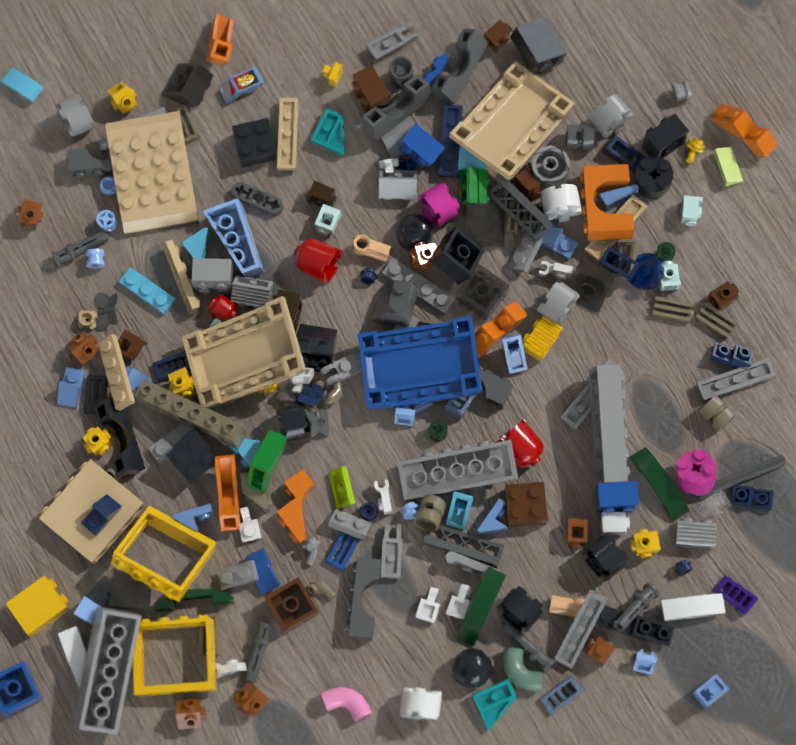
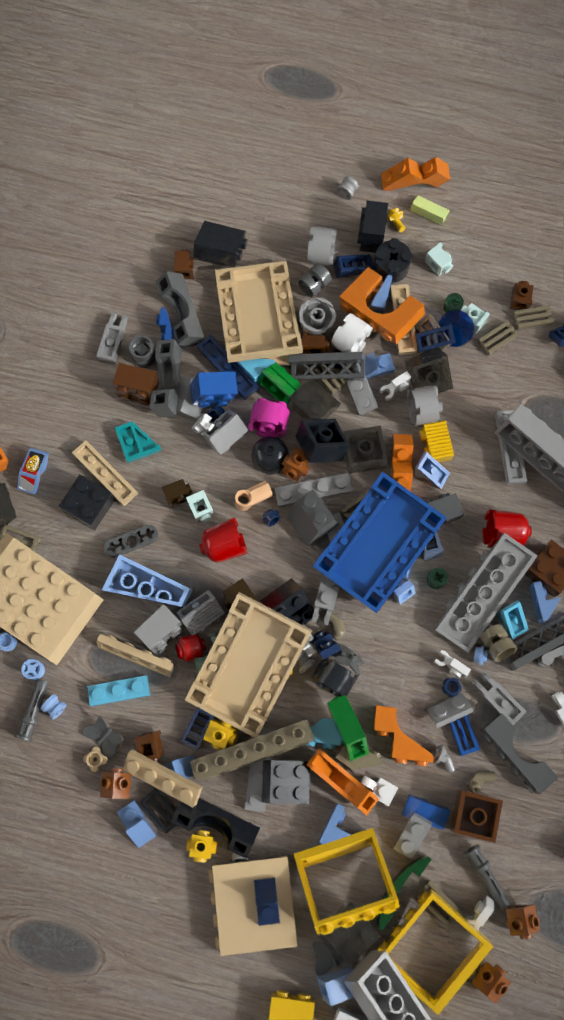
camera: 50 degrees left, 0 degrees up
(197, 244) = (122, 619): medium azure slope -> none
(333, 74) = (92, 399): yellow tile -> none
(341, 487) = (416, 689): lime plate -> none

